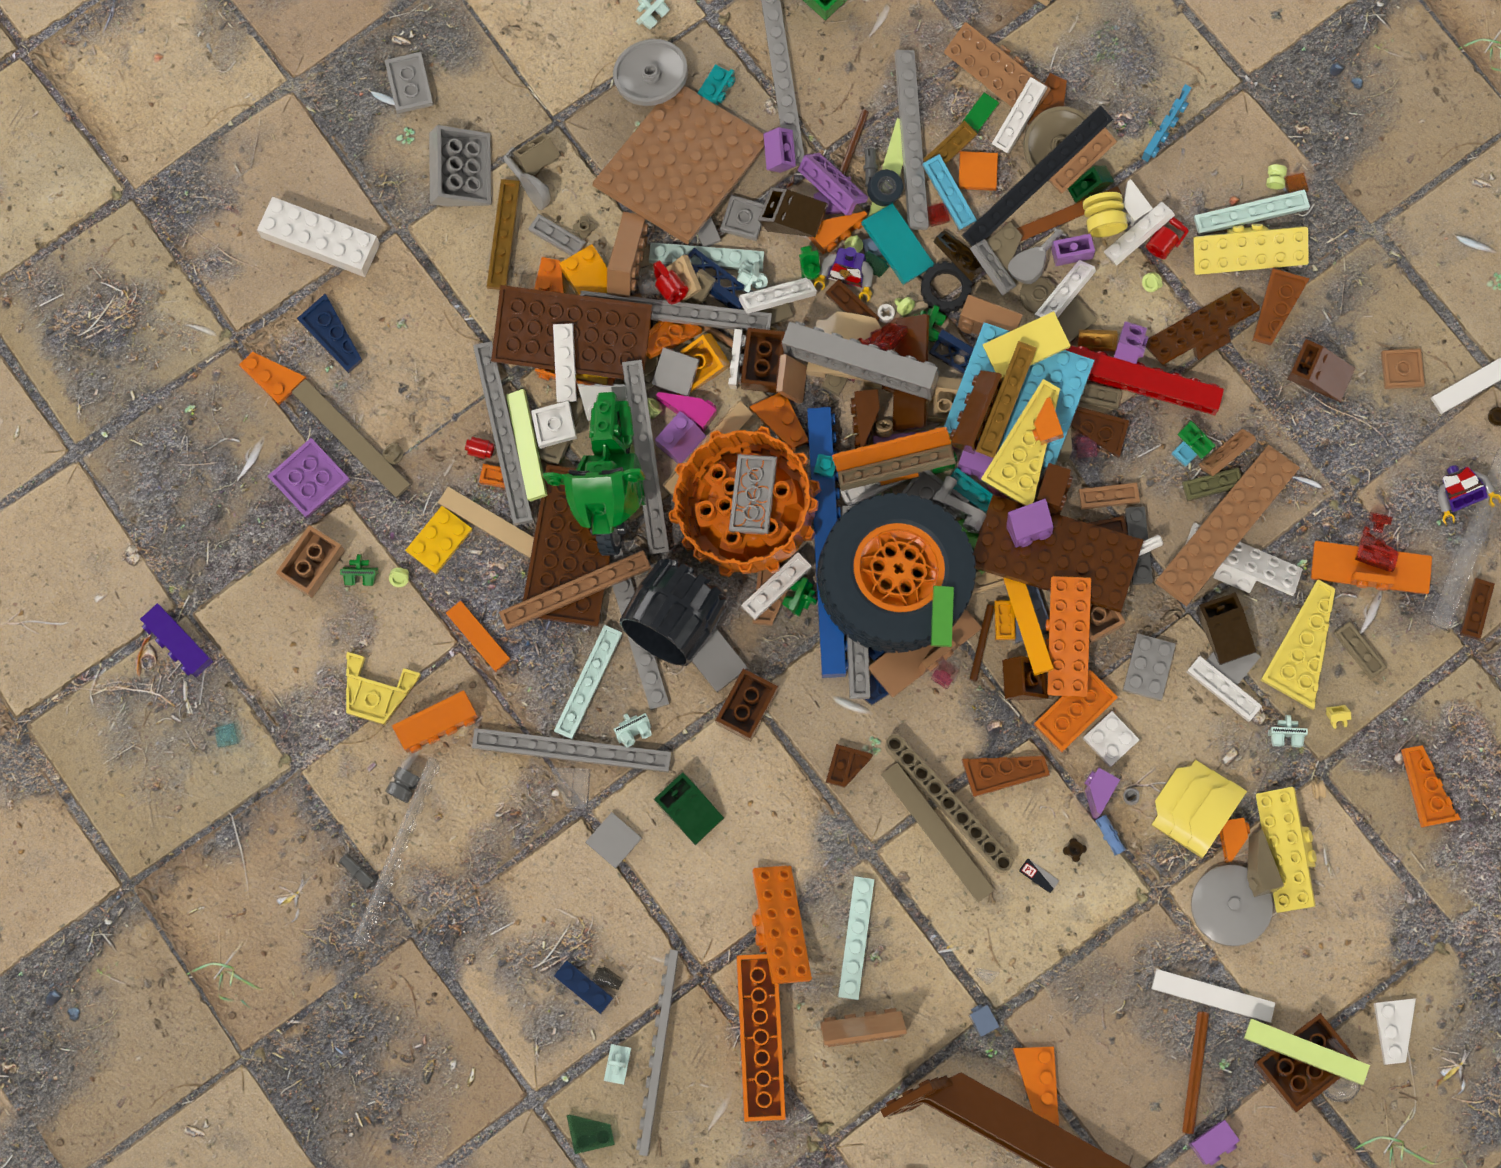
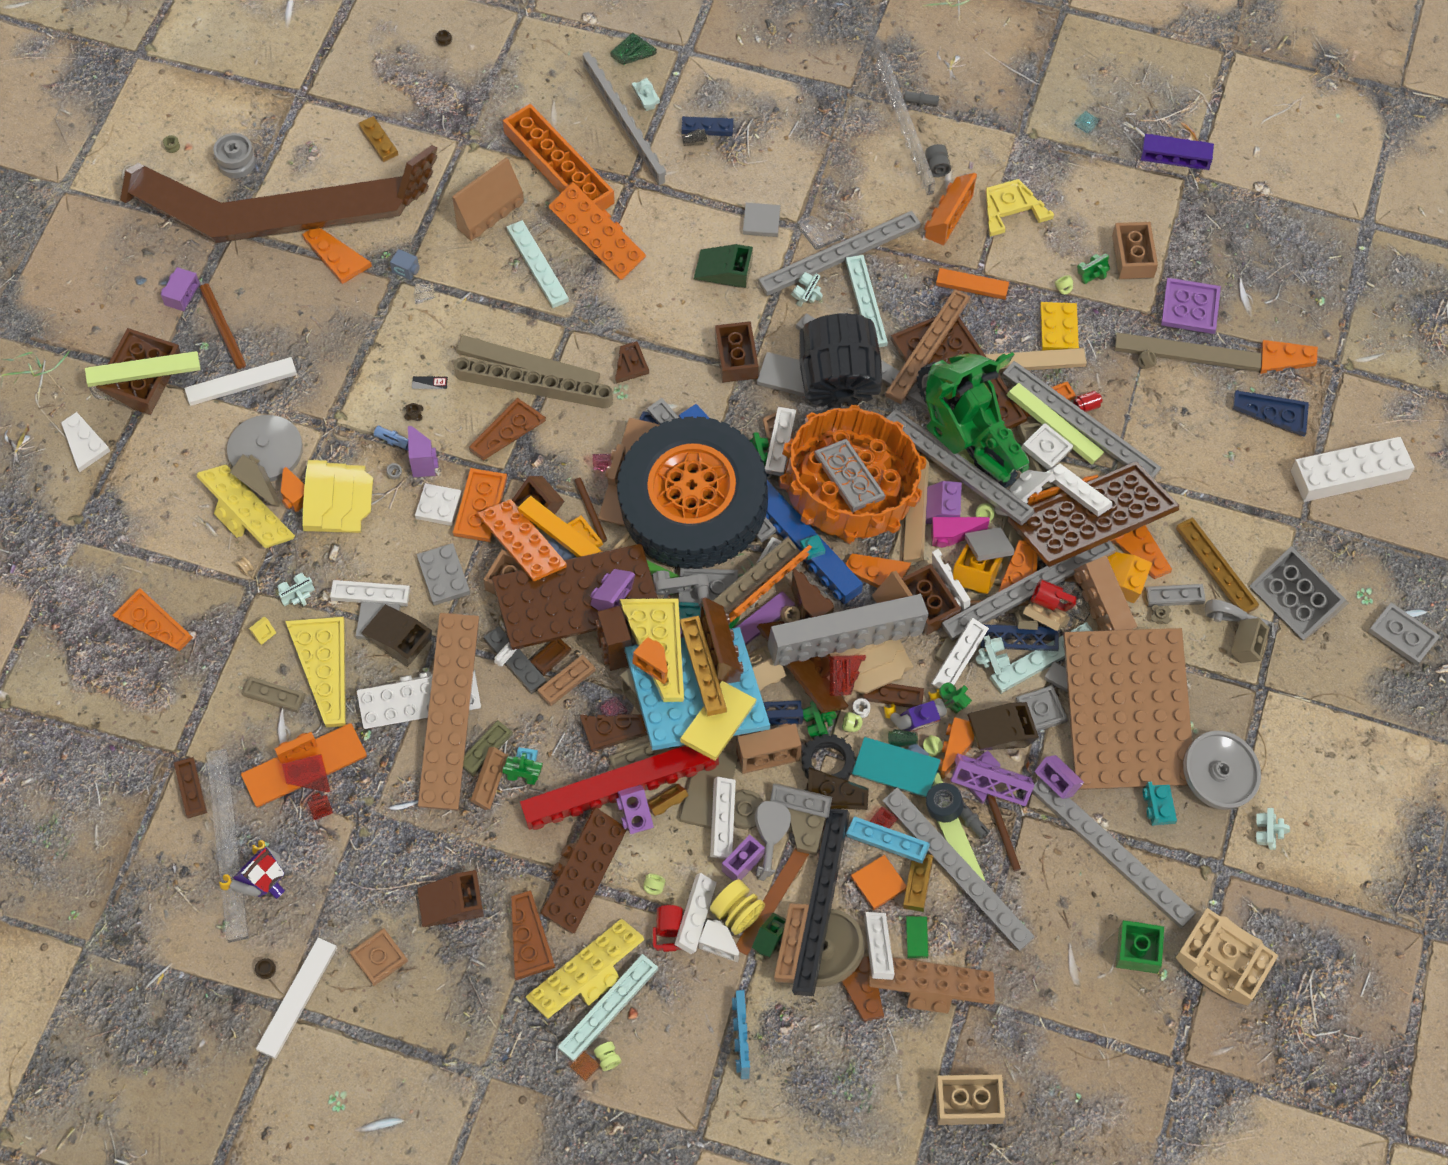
camera: 140 degrees right, 15 degrees down
(942, 616) = (630, 467): bright green tile -> none

